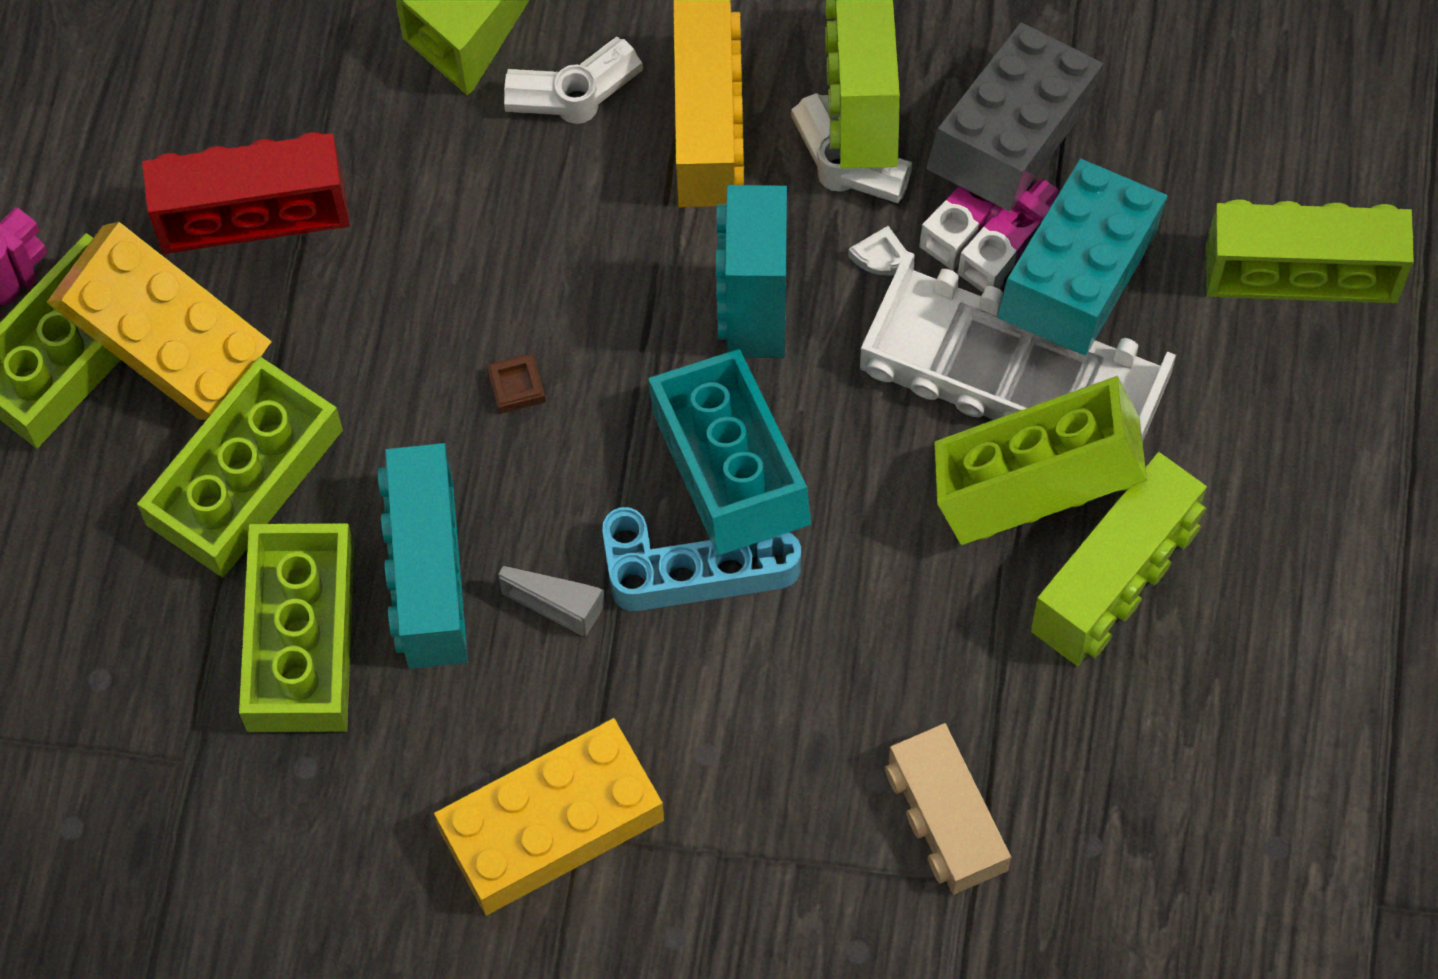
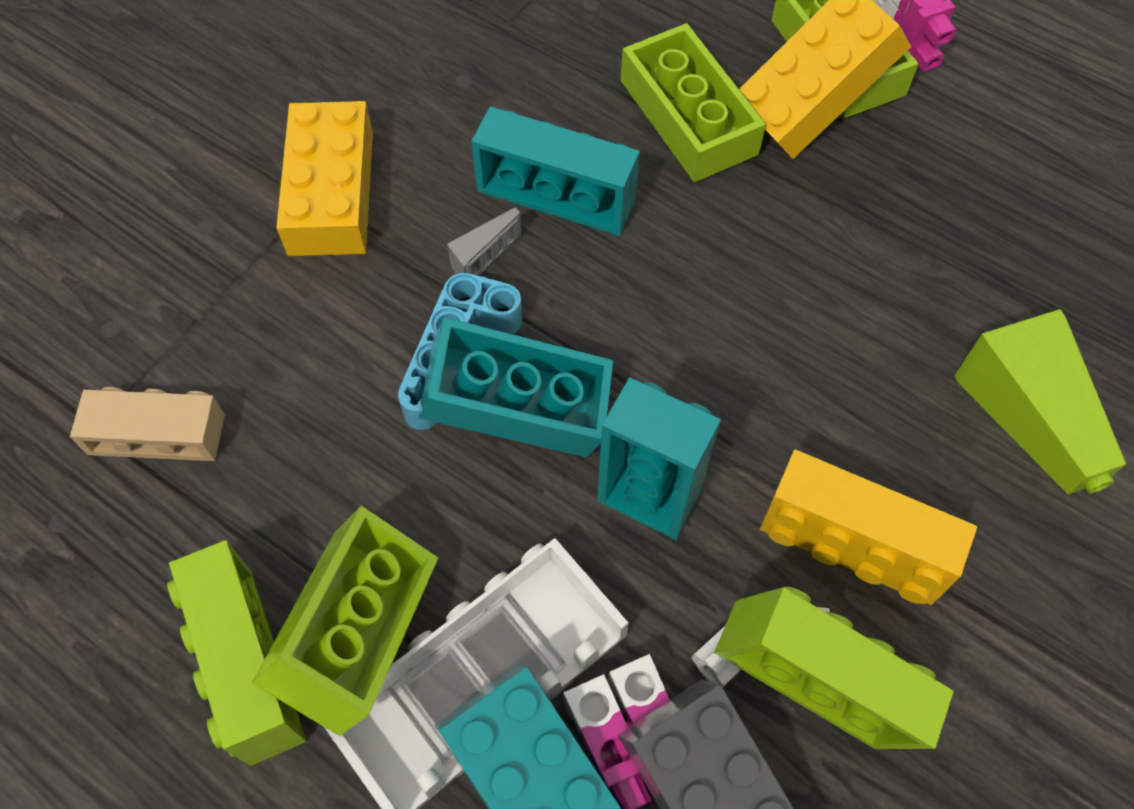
camera: 115 degrees right, 5 degrees down
(246, 193) = (916, 176): red brick -> none
(297, 628) = (551, 84): lime brick -> none
(516, 383) = (674, 301): reddish brown tile -> none
(597, 77) = (929, 466): white piece -> none
(878, 253) = (651, 624): white tile -> none

